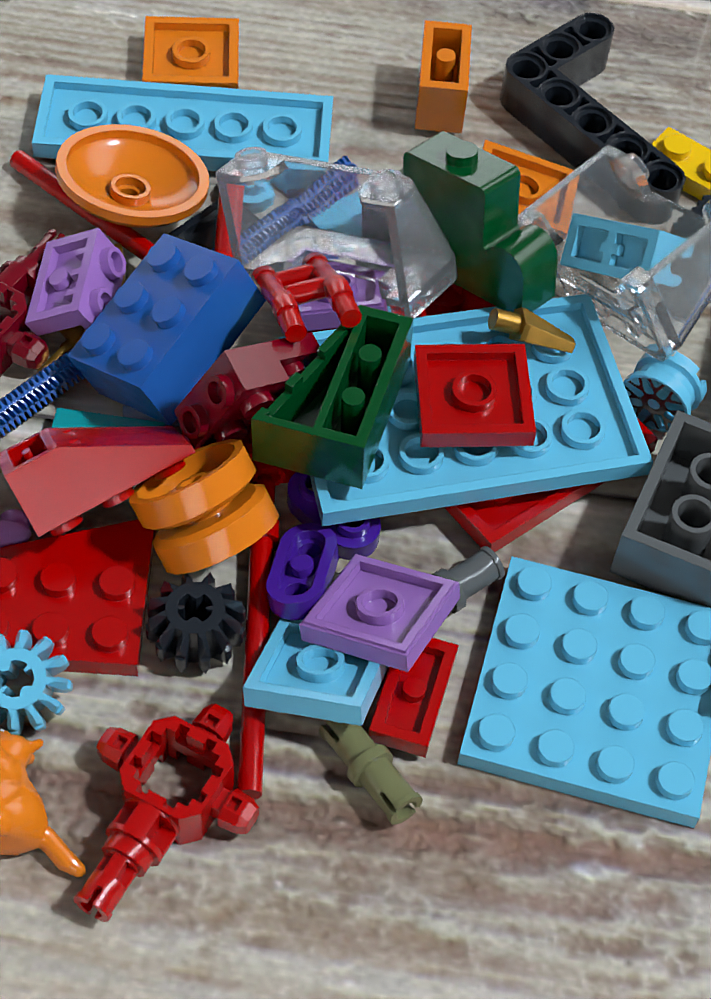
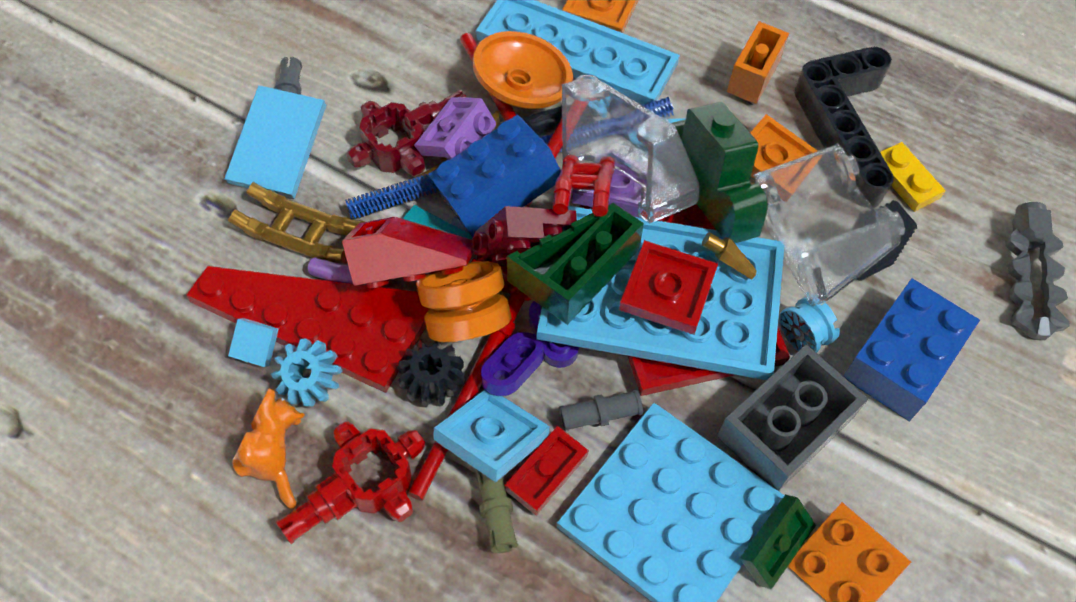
camera: 25 degrees right, 5 degrees up
(380, 612) = (545, 410): medium lavender tile -> none
(614, 246) = (810, 217): medium azure hinge -> none

